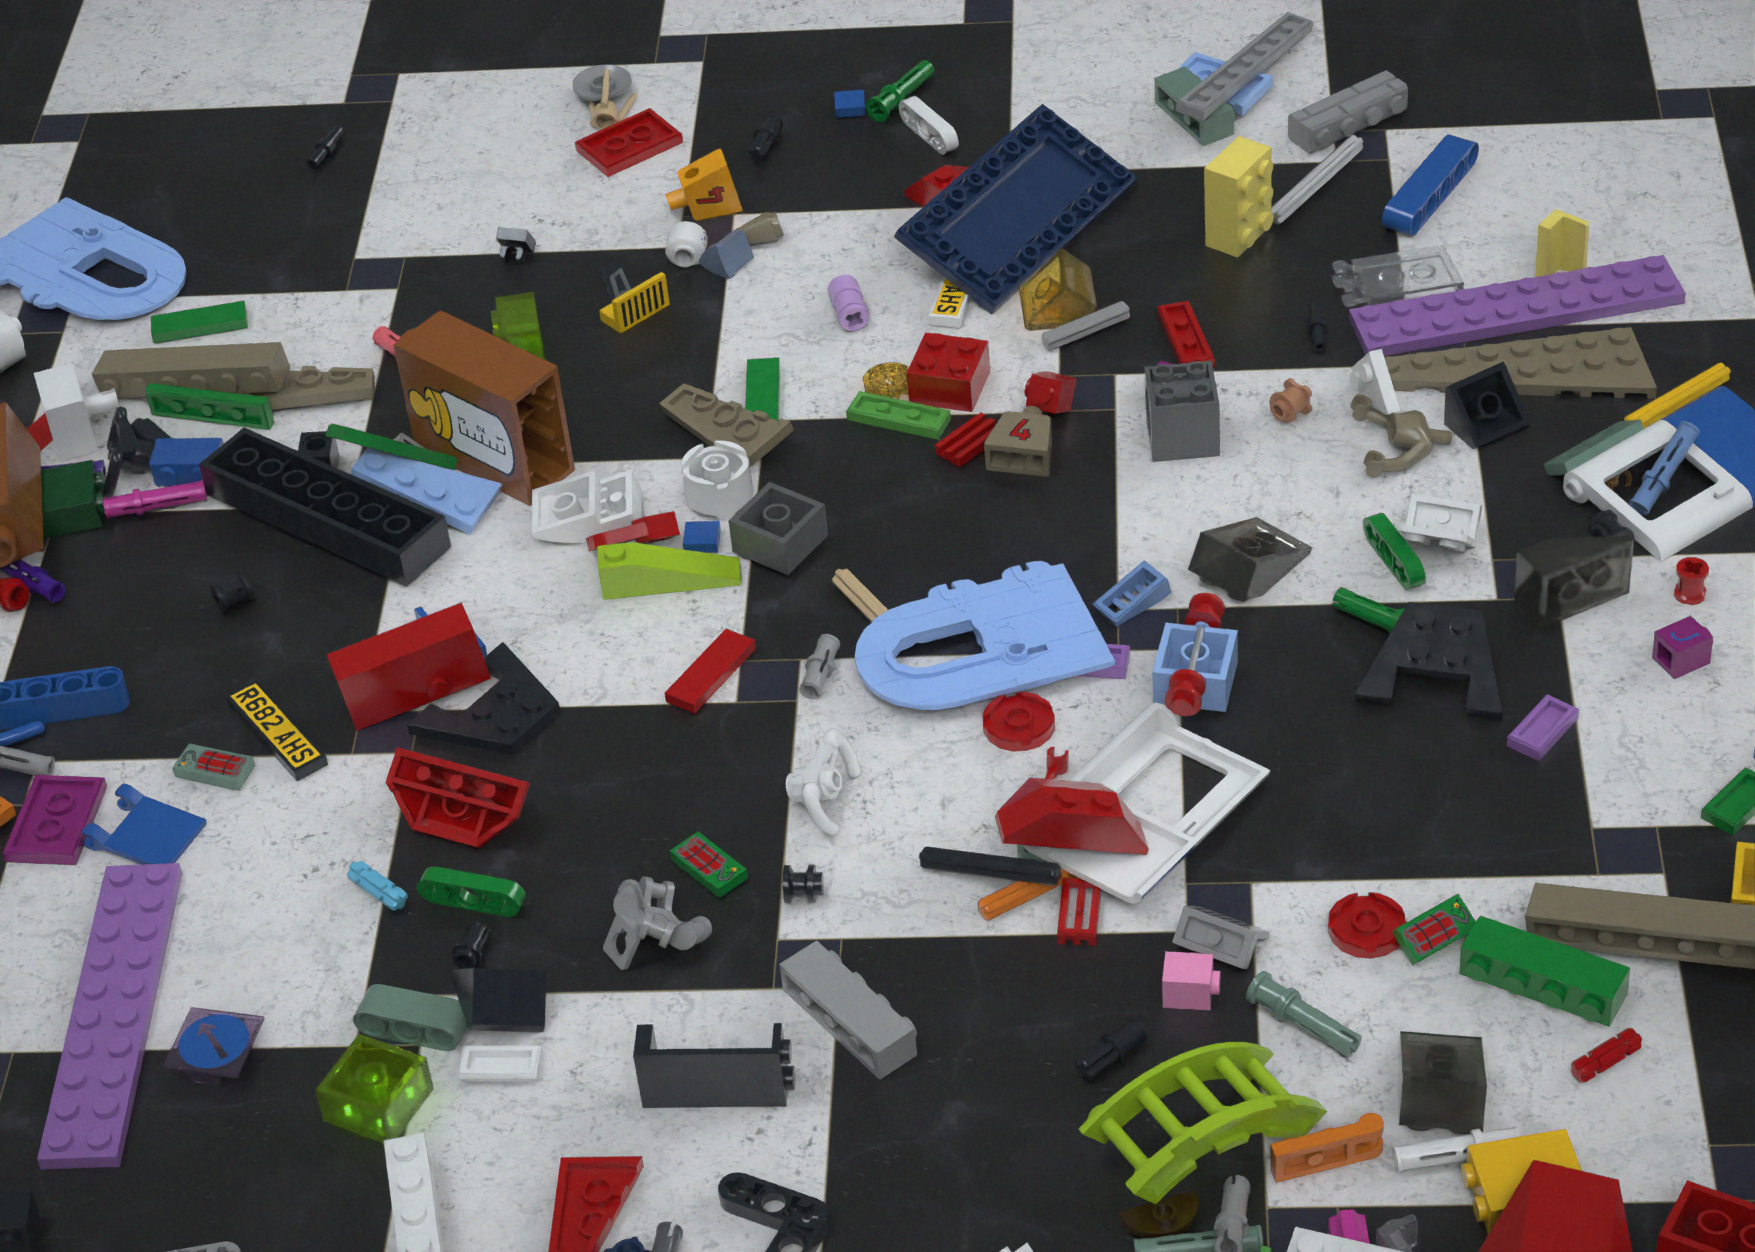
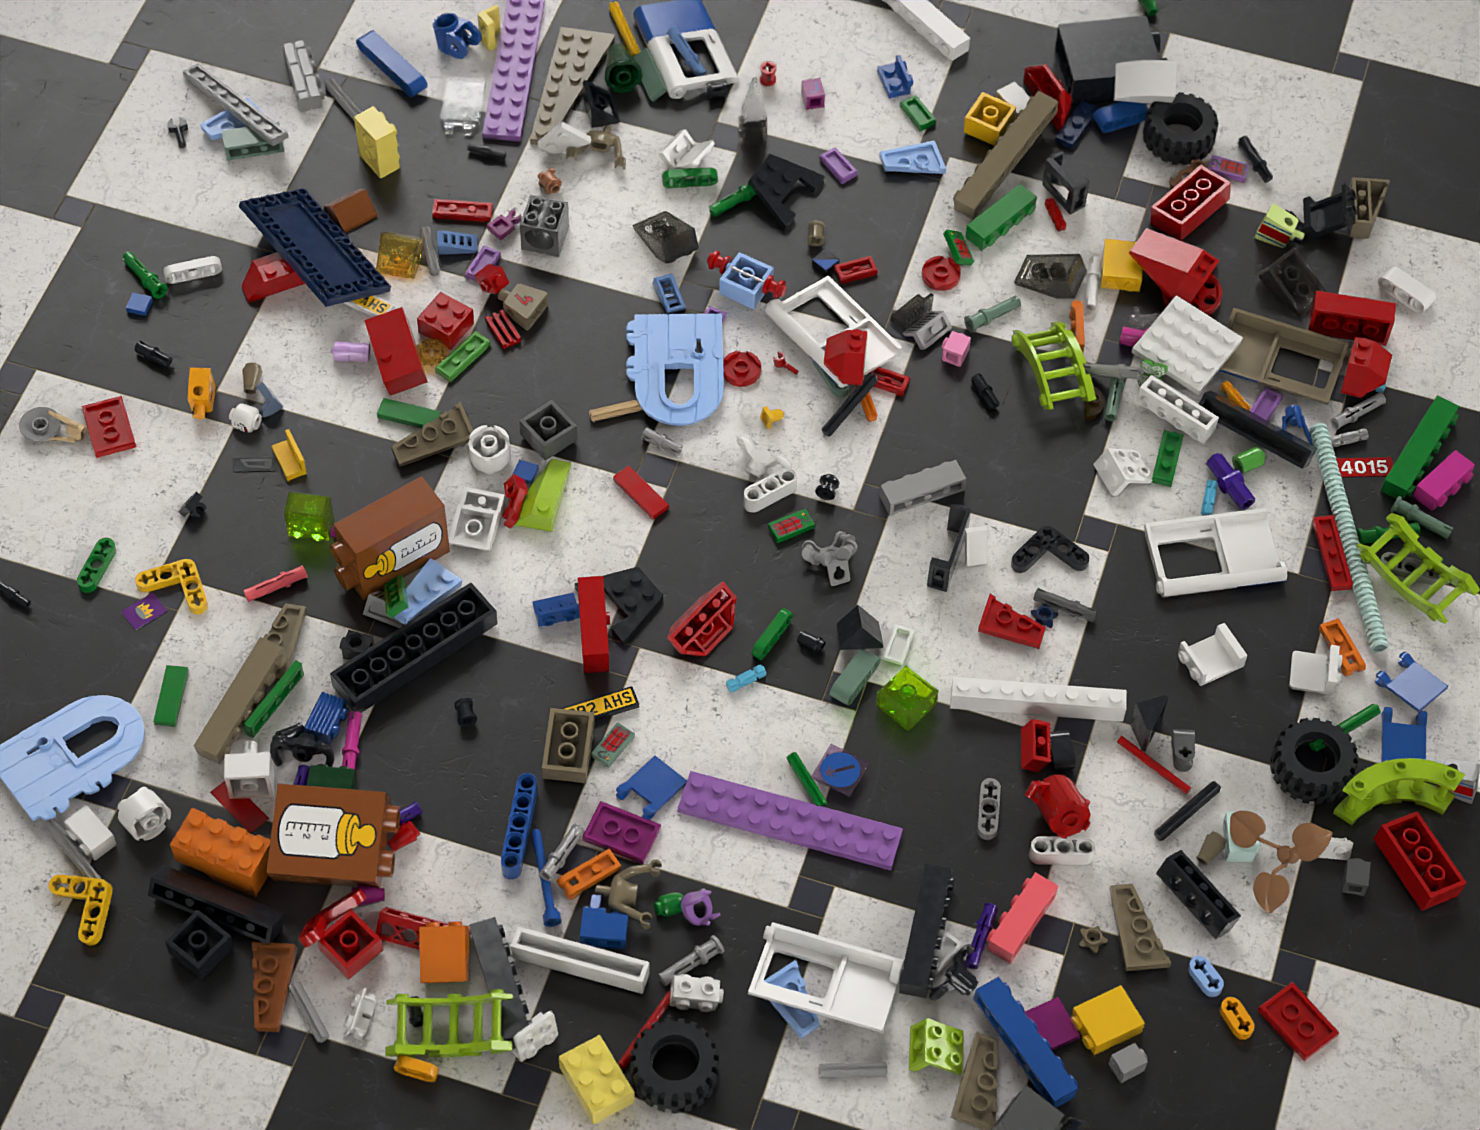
camera: 80 degrees left, 15 degrees up
(183, 705) = (568, 745): none -> dark tan brick
(207, 998) = (806, 780): none -> green axle
(335, 262) = (144, 611): none -> dark purple sticker
(401, 274) = (178, 576): none -> yellow beam
(411, 198) = (96, 574): none -> green beam
(729, 1102) = (976, 546): none -> white tile
(766, 814) = (778, 488): none -> white beam
(861, 337) = (396, 351): none -> red brick
(924, 777) = (770, 416): none -> yellow piece
(1096, 385) = (485, 256): none -> medium lavender tile
(1113, 342) = (445, 245): none -> medium blue slope
(1119, 230) = (351, 210): none -> dark orange slope
(1184, 40) = (178, 131): none -> black bar
(1250, 904) = (912, 311): none -> clear smoke panel
(1306, 811) = (856, 272): none -> red tile
(1307, 764) = (825, 261): none -> black tile
(1359, 732) = (815, 235): none -> dark tan bush
(1517, 205) = (452, 29): none -> blue piece
(1576, 405) = (621, 70): none -> dark green cone
(1616, 818) = (914, 158): none -> light blue wing
(1655, 1050) = (1076, 190): none -> black panel

